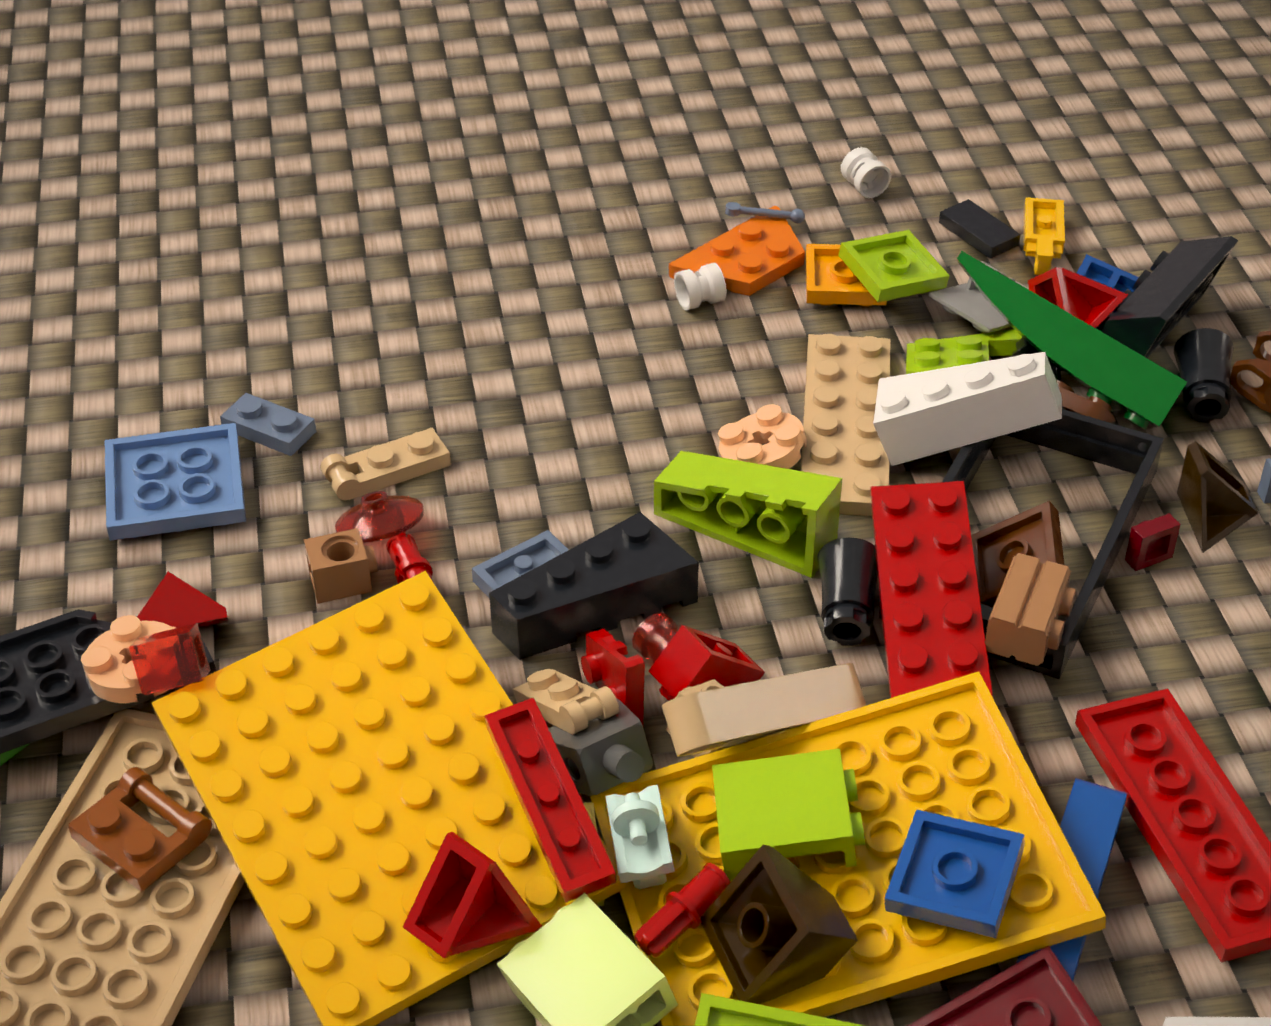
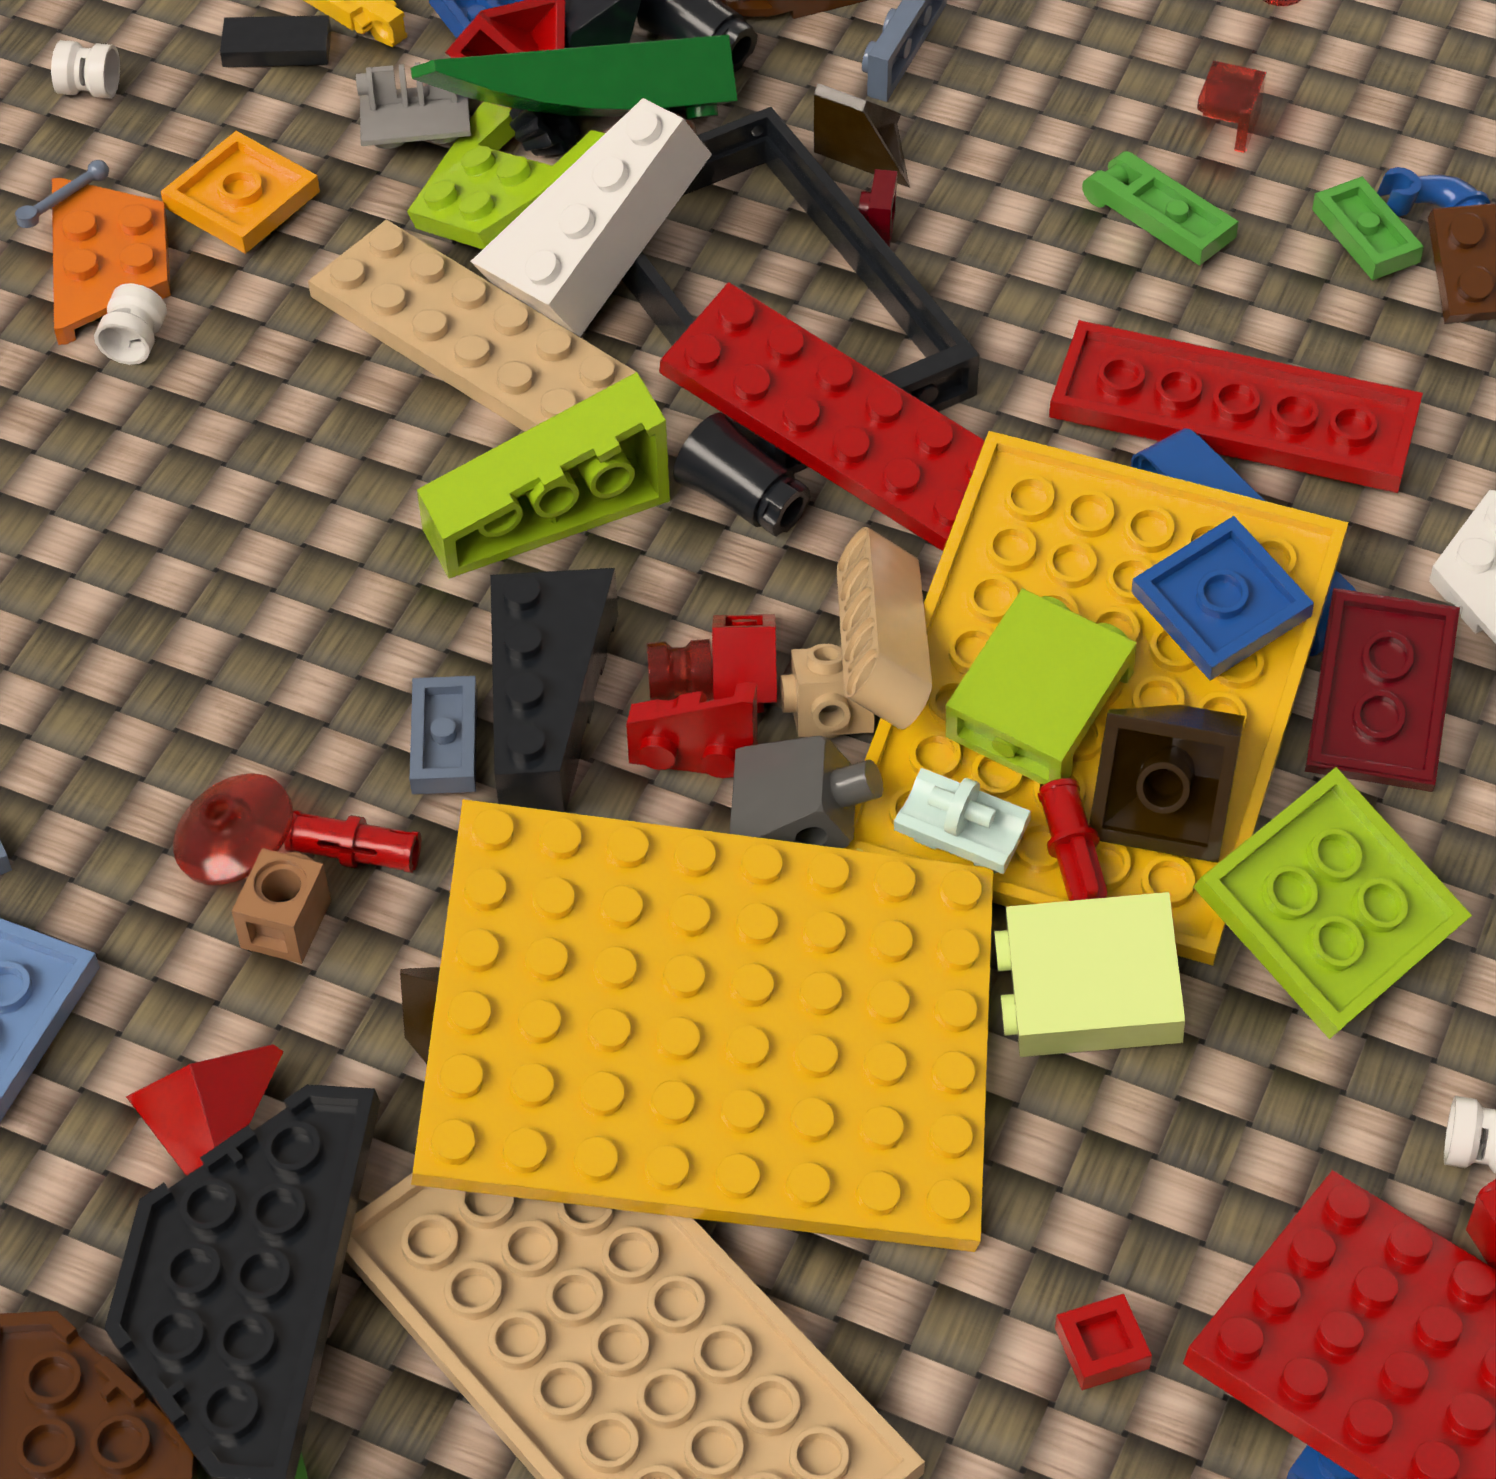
camera: 55 degrees left, 10 degrees up
(109, 660) = (303, 1129): light nougat plate -> none
(131, 843) = (566, 1307): dark orange plate -> none
(169, 659) = (375, 1113): clear red panel -> none
(385, 464) = (133, 777): tan plate -> none
(466, 902) = (940, 1013): red slope -> none
(550, 800) = (875, 864): red plate -> none
(567, 701) = (713, 790): tan plate -> none
(779, 432) = (432, 396): light nougat plate -> none
(893, 265) = (294, 141): lime plate -> none
(1028, 533) = (835, 302): reddish brown plate -> none
(1029, 609) = (929, 346): medium nougat brick -> none

